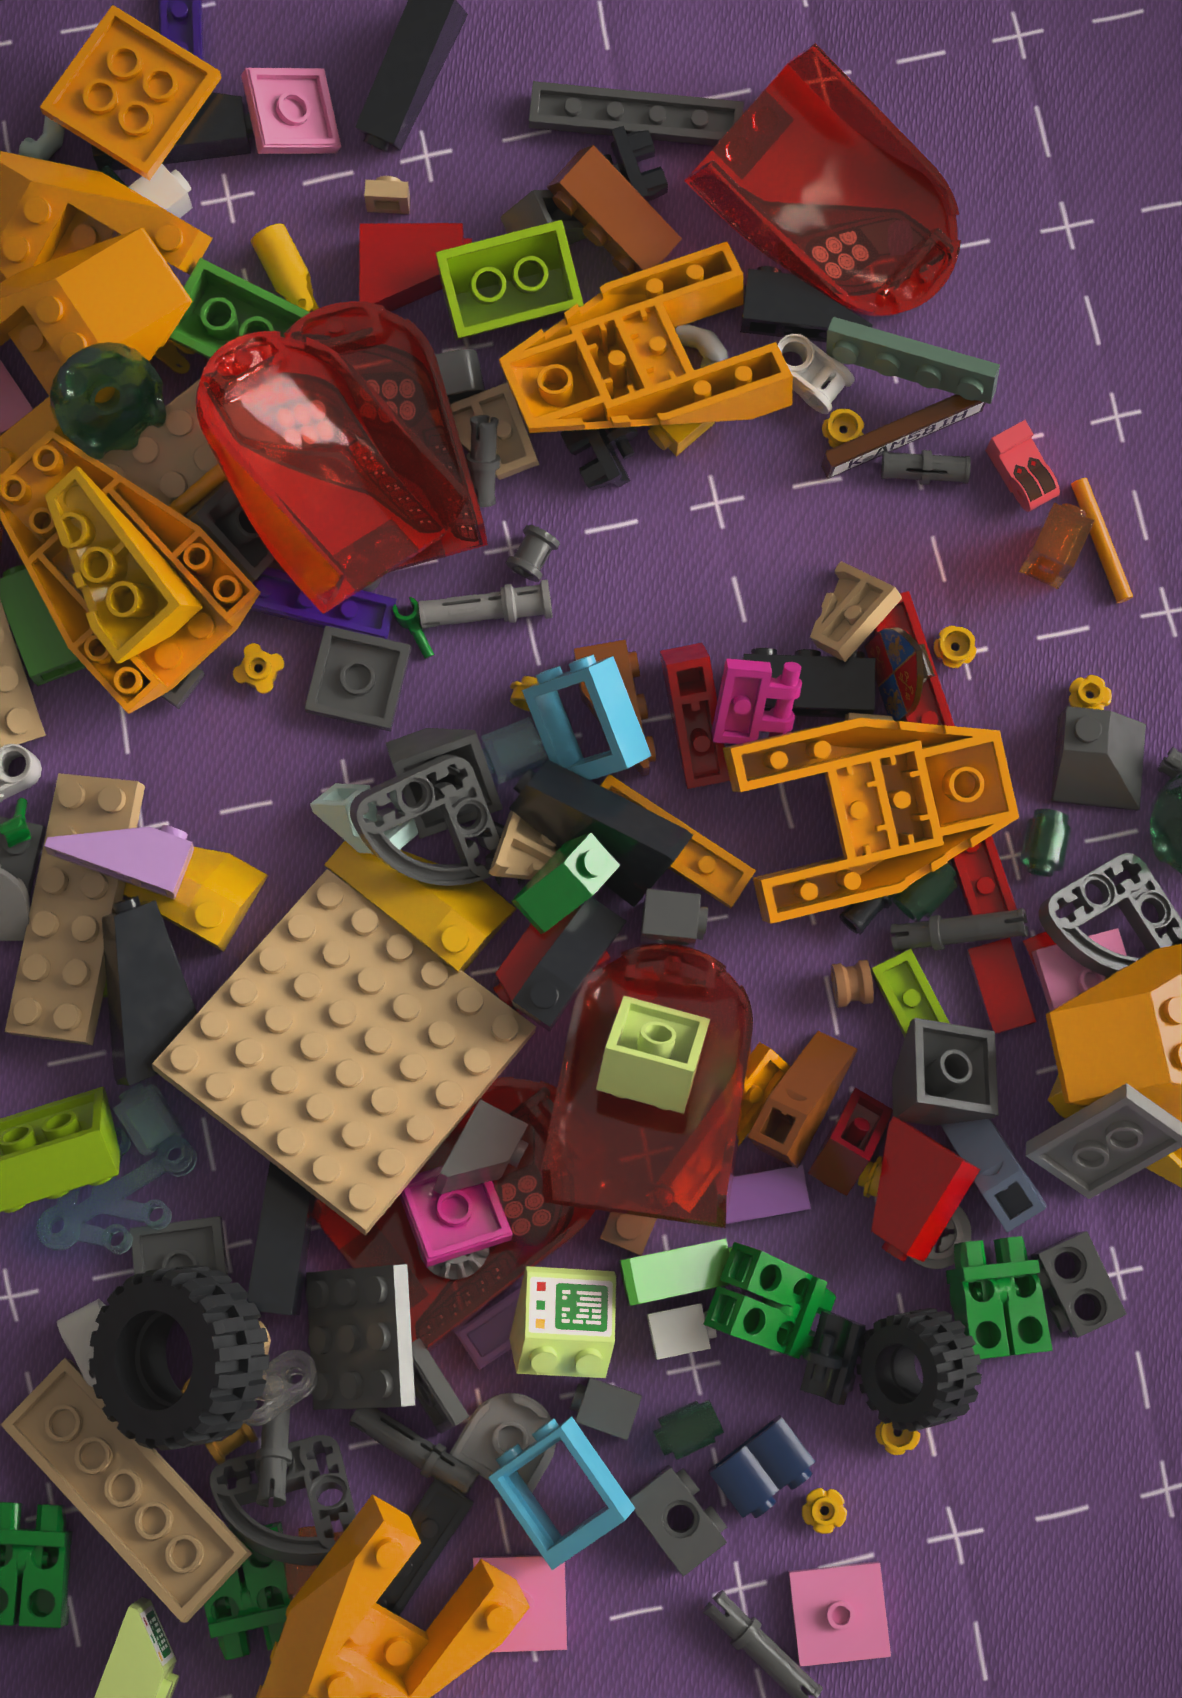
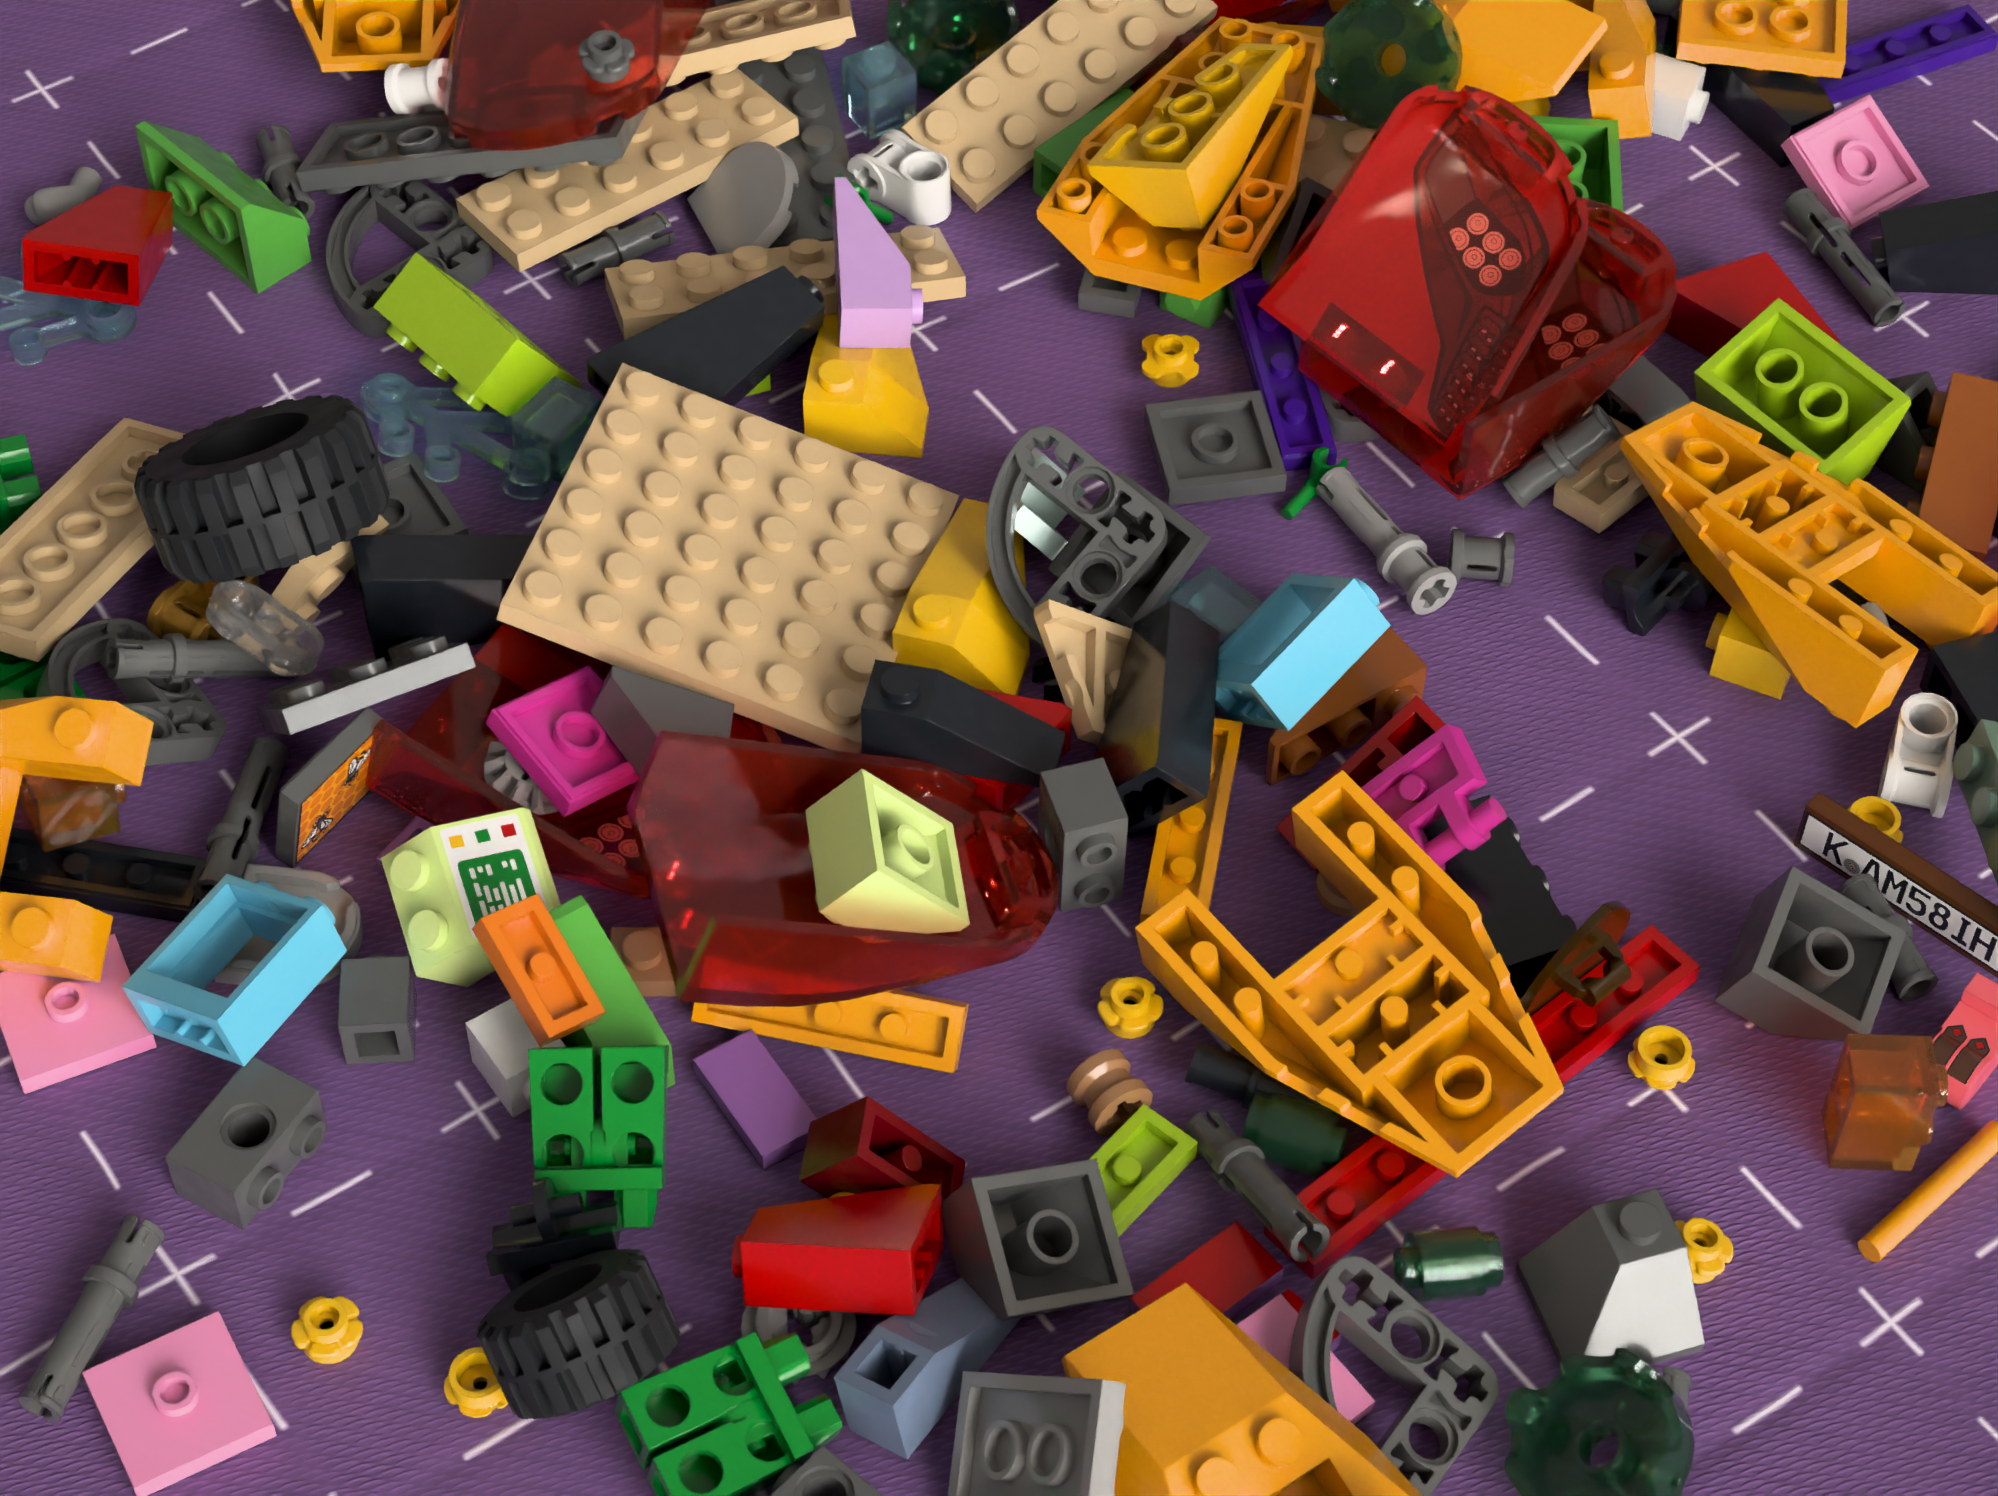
camera: 70 degrees right, 30 degrees down
(284, 266) = (1680, 212): yellow piece -> none
(365, 166) = (1809, 215): none -> dark grey pin
(387, 195) = (1822, 279): tan plate -> none
(565, 882) = (1065, 683): green slope -> none
(671, 1307) = (538, 970): none -> orange plate
(688, 1429) = (384, 1113): clear green brick -> none
(762, 1468) = (362, 1219): dark blue brick -> none
(788, 953) = (1125, 1019): none -> yellow plate
(802, 1099) = (911, 1077): dark orange slope -> none
(852, 611) = (1651, 908): tan wing -> none
(937, 527) = (1810, 961): none -> dark grey slope

